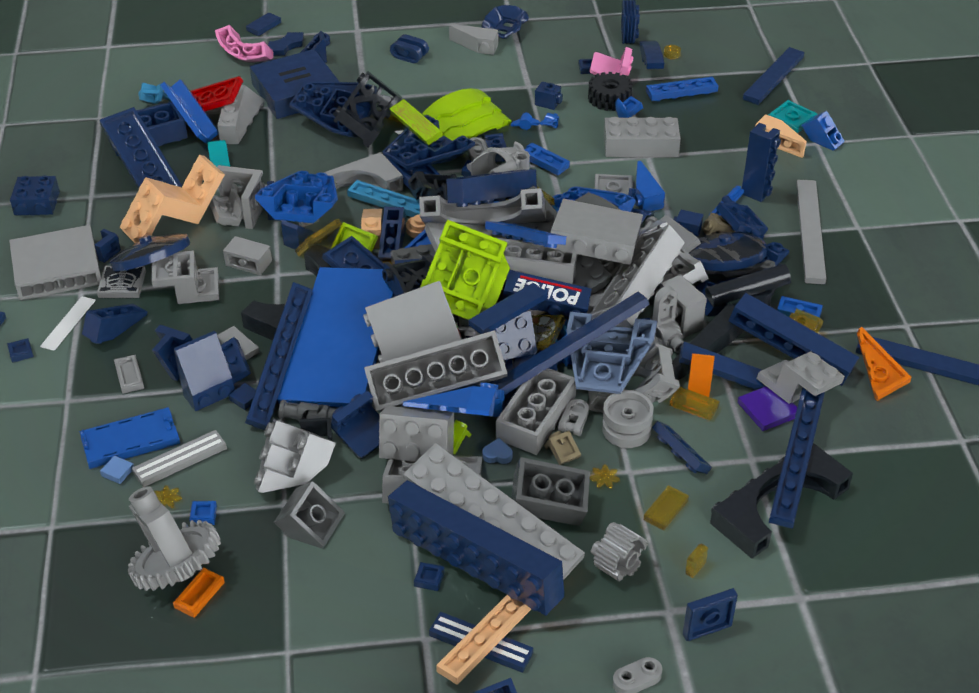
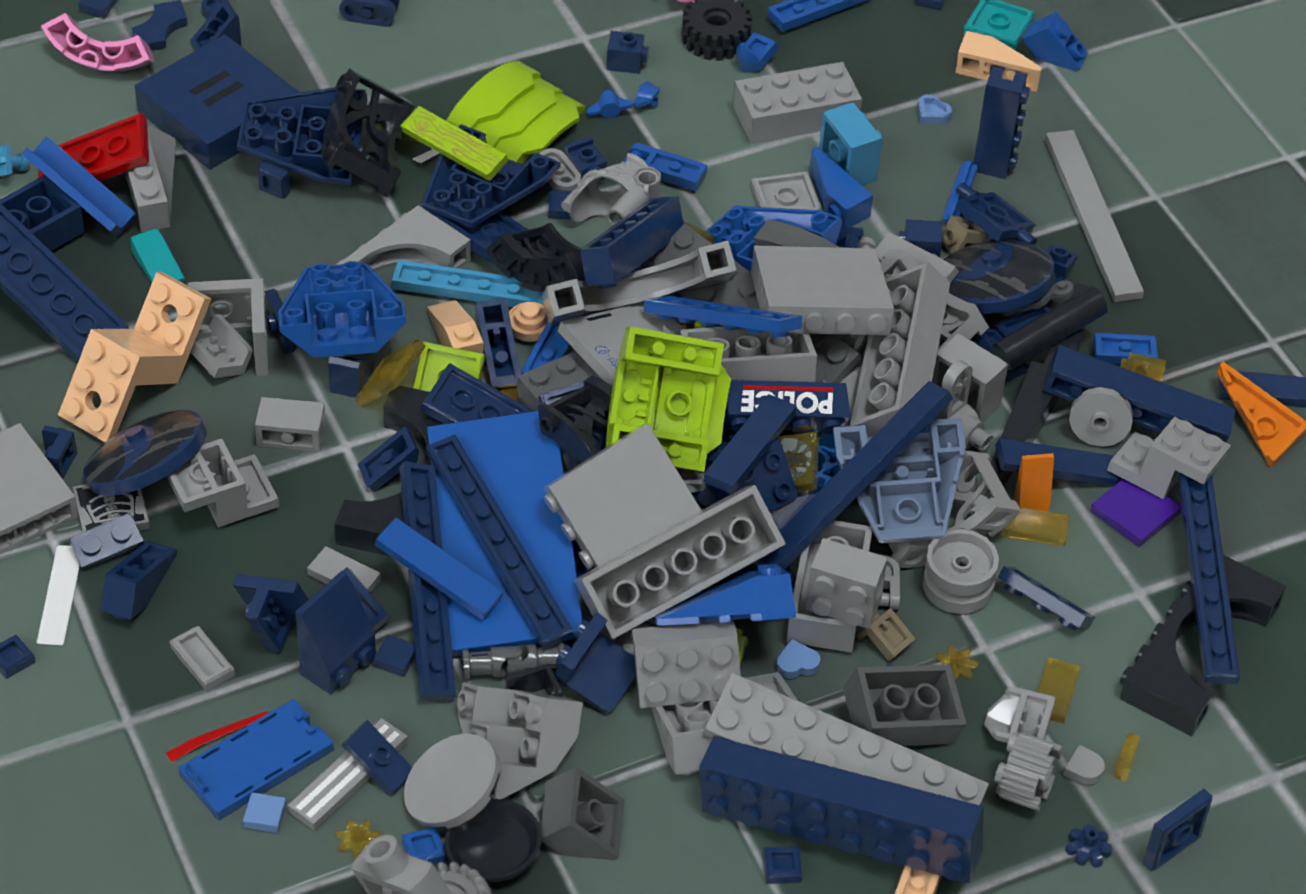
camera: 20 degrees left, 5 degrees up
(106, 419) = (192, 744): none -> red sticker
(107, 297) = (106, 541): none -> plate
(198, 451) = (377, 757): none -> dark blue plate
(235, 474) = (452, 781): none -> light grey tile
(244, 516) = (496, 841): none -> black piece
(286, 347) = (439, 568): none -> blue tile
(300, 277) = (387, 458): none -> dark blue slope
(306, 128) = (273, 180): none -> dark blue tile
(332, 341) = (499, 542): none -> dark blue tile
(535, 404) = (846, 583): none -> light grey brick
(635, 516) = (1020, 712): none -> light grey slope
(647, 612) = (1088, 845): none -> dark blue plant
(663, 162) = (851, 142): none -> dark azure brick
(665, 560) = (1085, 766): none -> light grey tile
(729, 156) = (933, 111): none -> medium blue tile
(769, 338) = (1103, 404): none -> light grey plate

